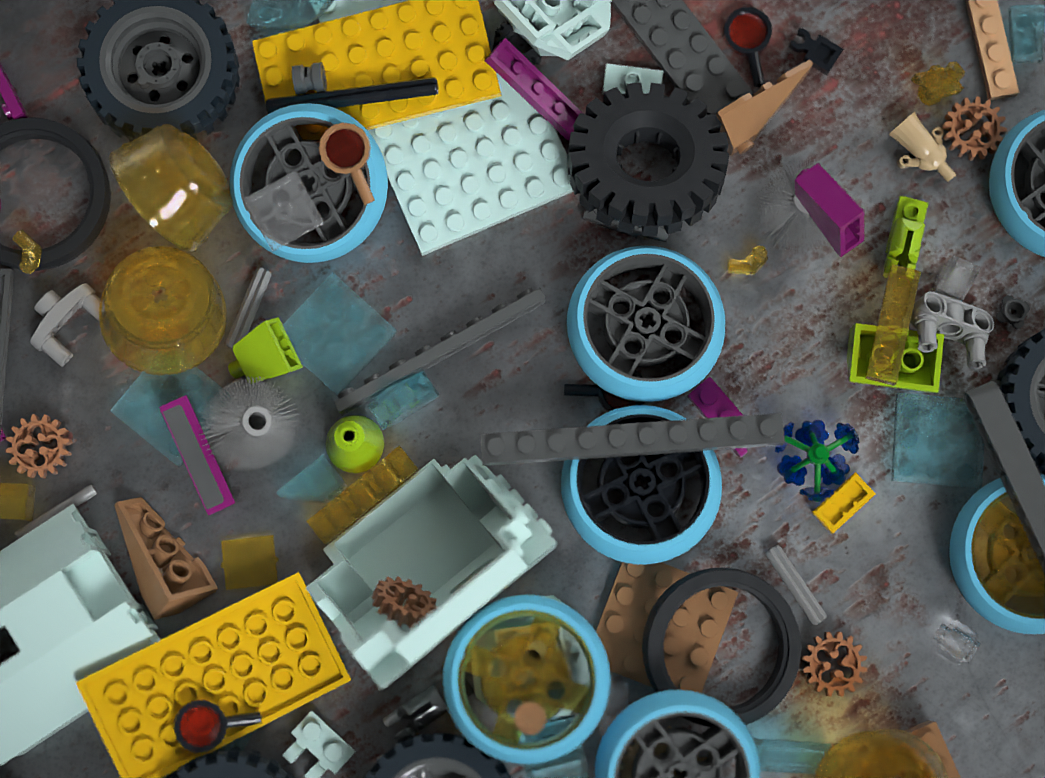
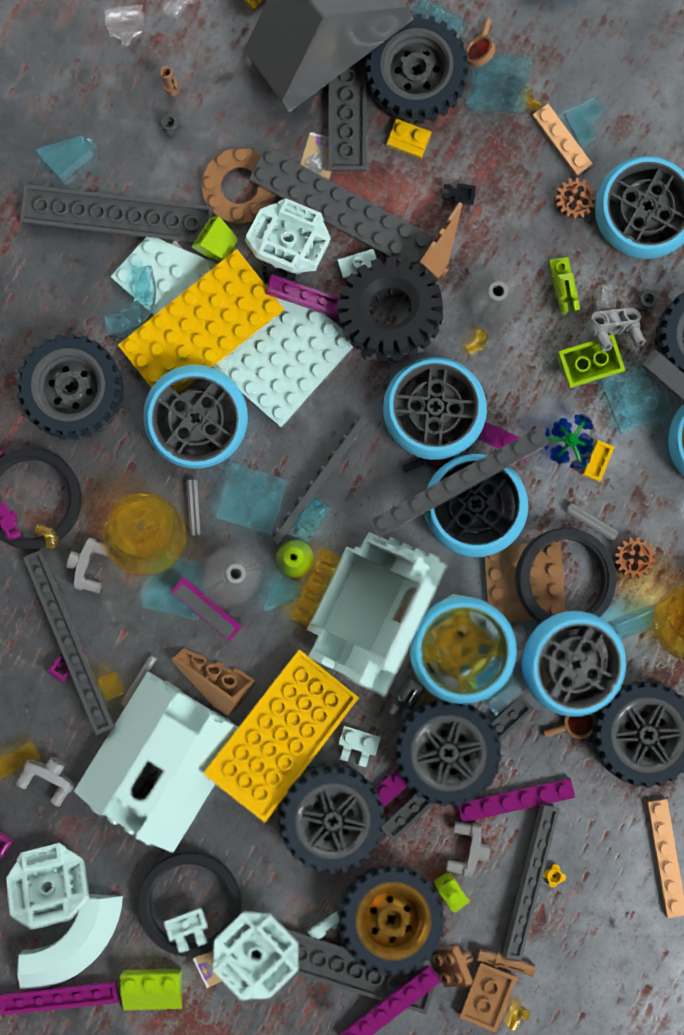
camera: 25 degrees left, 5 degrees up
(29, 459) = (107, 658): nougat gear -> none
(173, 185) = (117, 456): clear yellow piece -> none
(203, 725) = (288, 764): piece -> none
(249, 562) = (266, 656): clear yellow piece -> none
(264, 353) = (217, 531): lime torso -> none
(284, 211) = (191, 441): clear plate -> none
(309, 78) = (165, 353): dark grey wheel -> none
(345, 151) = (211, 389): piece -> none
(360, 95) = (198, 350): black axle -> none
(391, 594) = (379, 638): nougat gear -> none
(530, 718) = (476, 672): medium nougat piece -> none
(748, 34) = (414, 202): piece -> none
(830, 208) = (514, 291): magenta slope -> none
(893, 325) = (581, 343): clear yellow plate -> none
(925, 146) = (547, 222): tan piece -> none
(939, 82) = (542, 180): clear yellow hips -> none

